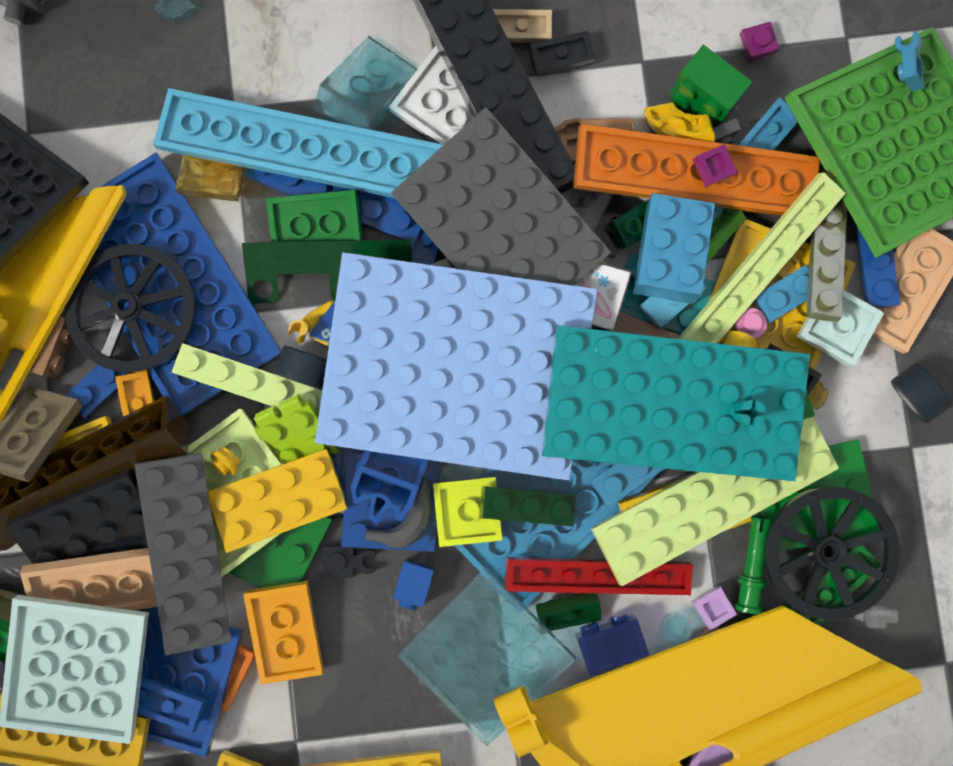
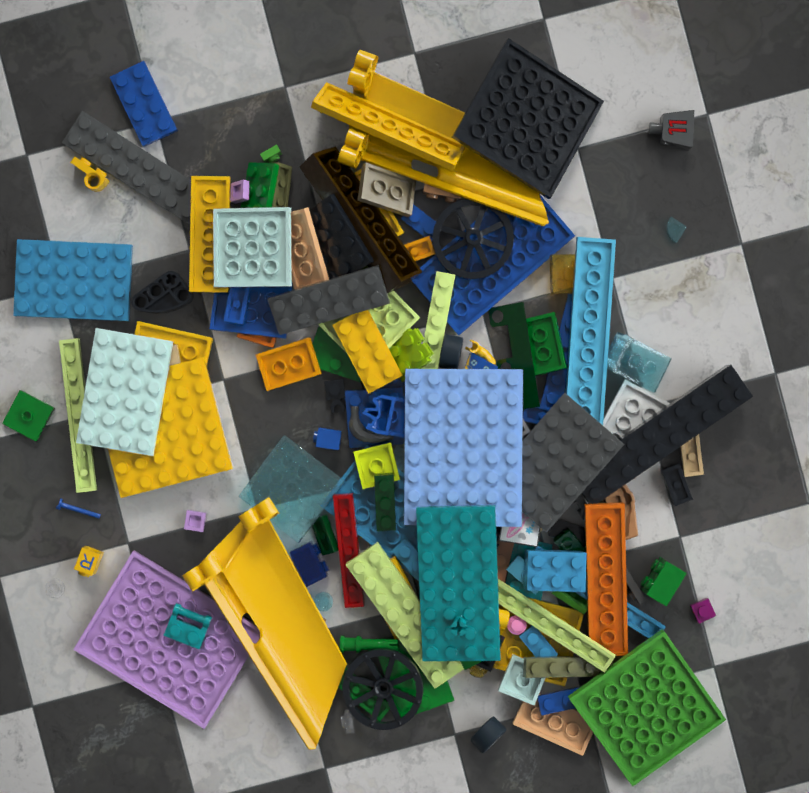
camera: 80 degrees right, 5 degrees up
(224, 461) = (386, 315): yellow plate -> none
(670, 121) = (637, 564): yellow tile -> none
(714, 607) = (339, 623): lavender plate -> none
(715, 165) = (609, 589): magenta plate -> none
(912, 64) = (694, 706): dark azure plate -> none

